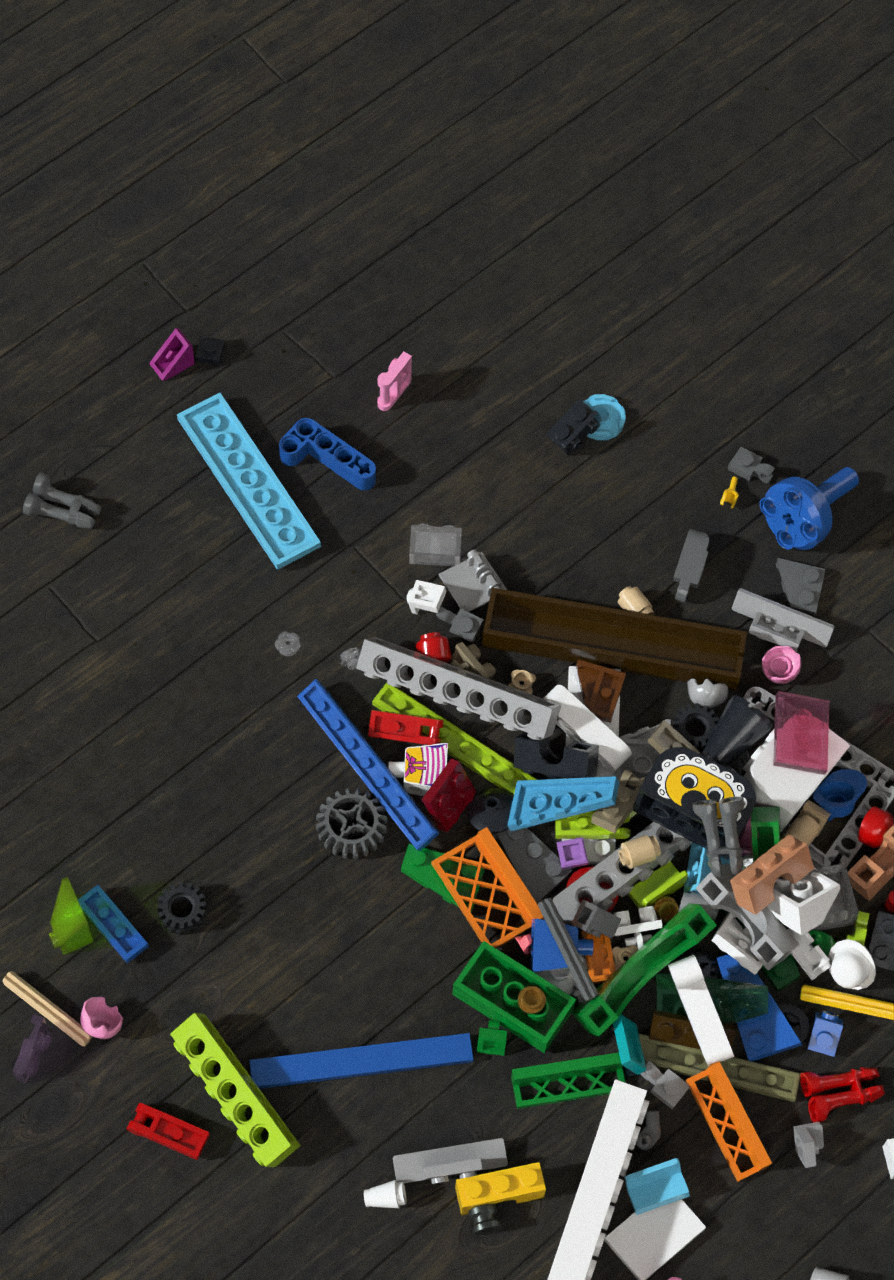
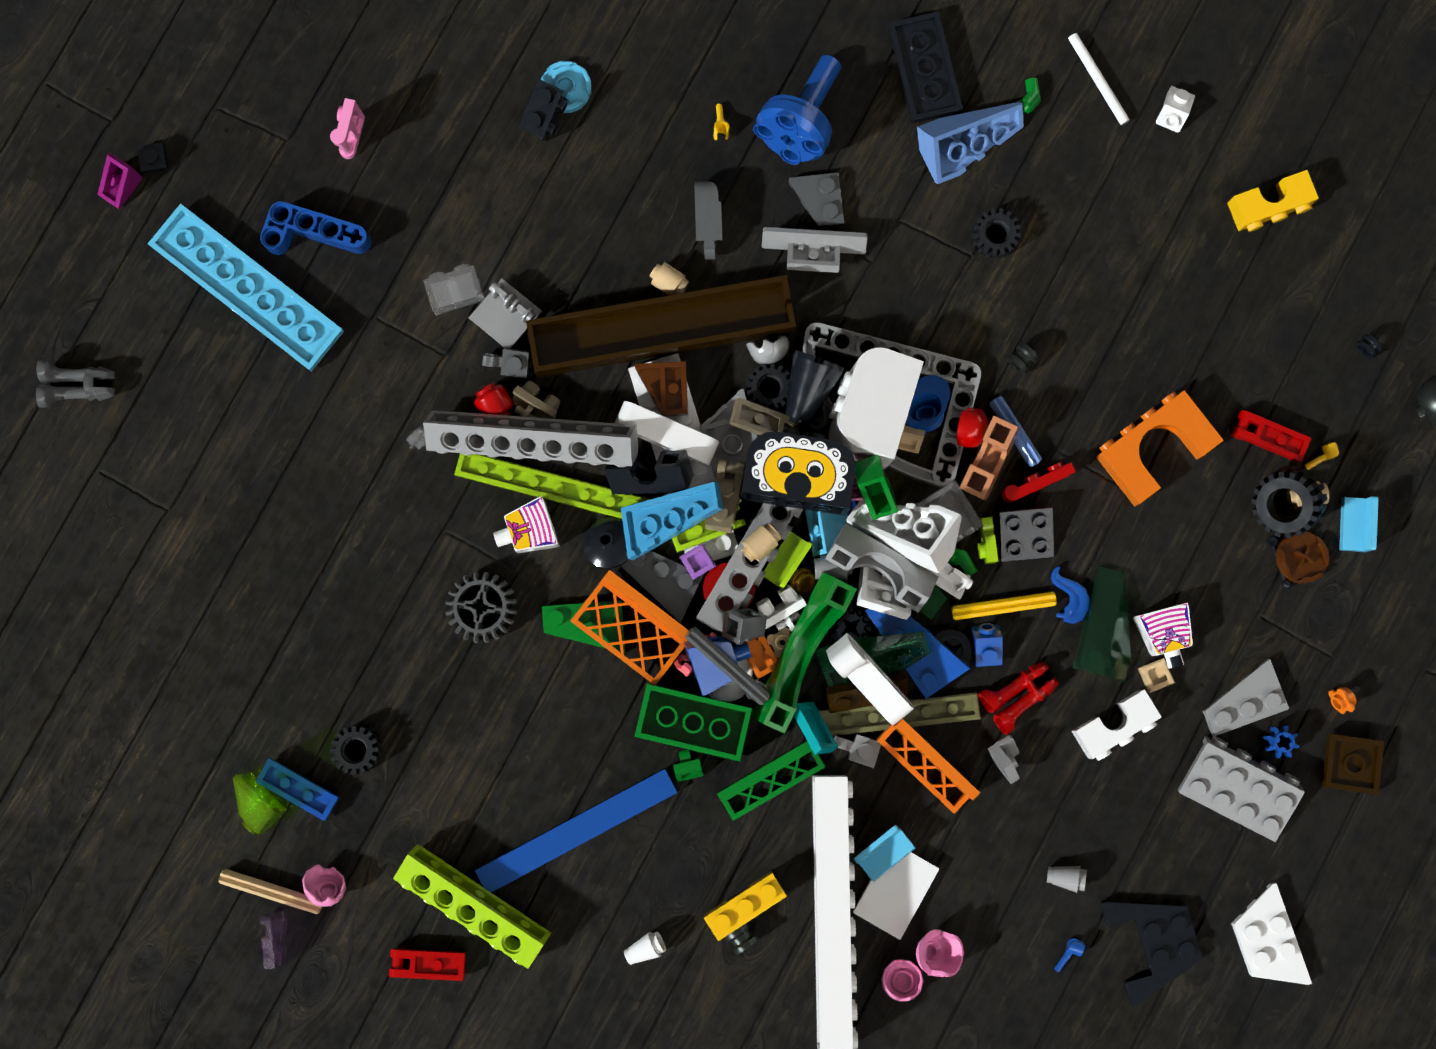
camera: 15 degrees left, 20 degrees up
(292, 648) = (358, 445): clear plate -> none
(368, 765) = (474, 543): blue tile -> none
(404, 727) = (495, 493): red plate -> none
(425, 597) = (465, 350): white bracket -> none
(449, 795) = (562, 548): dark red plate -> none
(449, 1161) = (692, 897): light grey bracket -> none
(524, 676) = (594, 396): tan plate -> none
(531, 1000) = (712, 727): pearl gold plate -> none
(651, 1132) = (861, 798): dark grey arm -> none
(729, 809) = (834, 484): dark grey piece -> none
(749, 464) = (726, 85): dark grey plate -> none
(755, 883) = (881, 542): nougat arch -> none
(781, 664) = (829, 291): bright pink hair -> none
(801, 733) = (874, 370): clear pink tile -> none
(804, 829) = (904, 465): tan brick -> none
(851, 965) = (991, 575): white hat -> none

